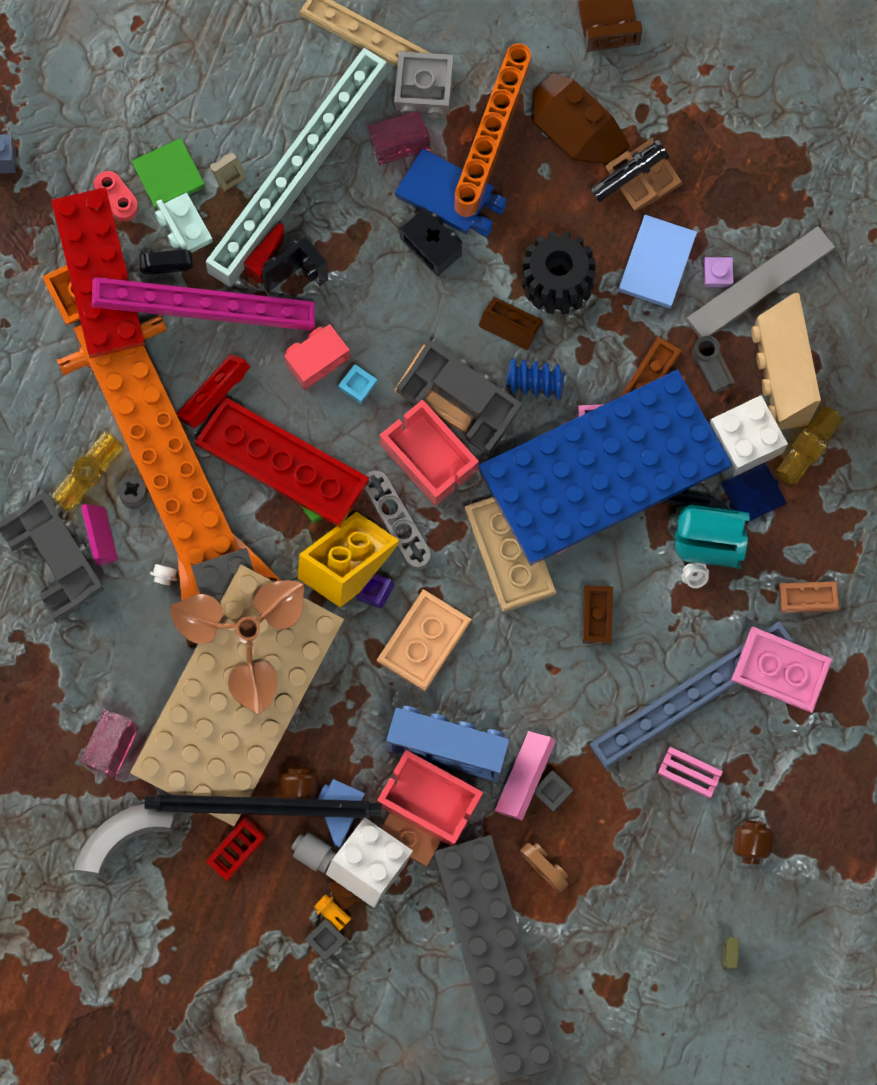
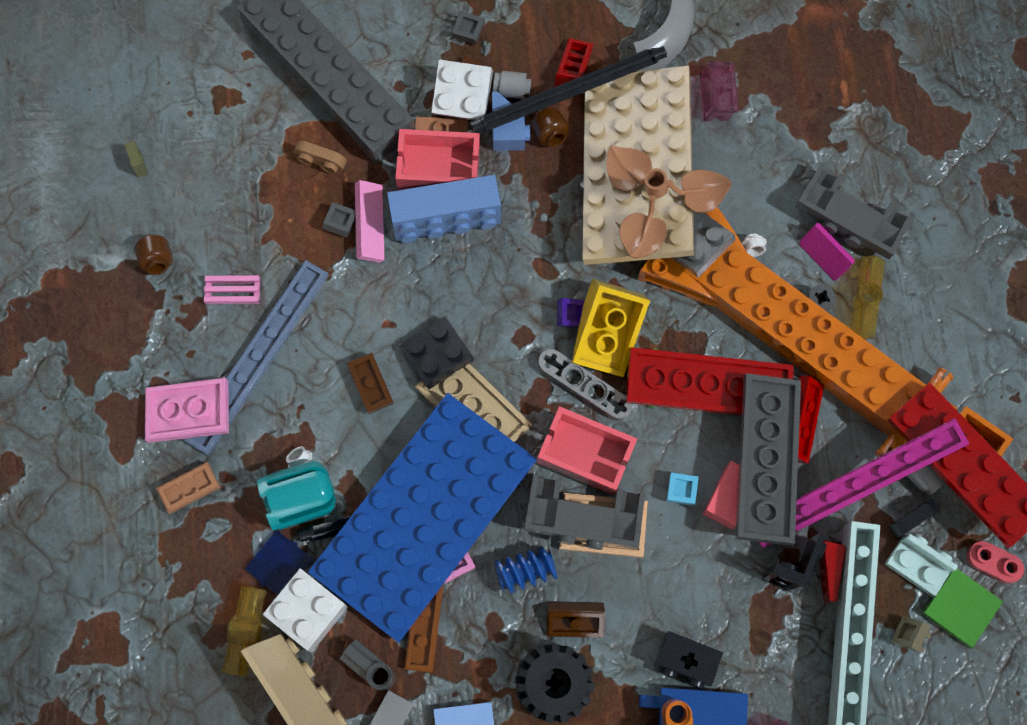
camera: 155 degrees right, 0 degrees up
(270, 363) = (768, 460): none -> dark grey plate
(331, 911) = (473, 50): light orange pin -> none
(424, 640) = (508, 295): light nougat tile -> none
(521, 613) = (436, 352): none -> black plate

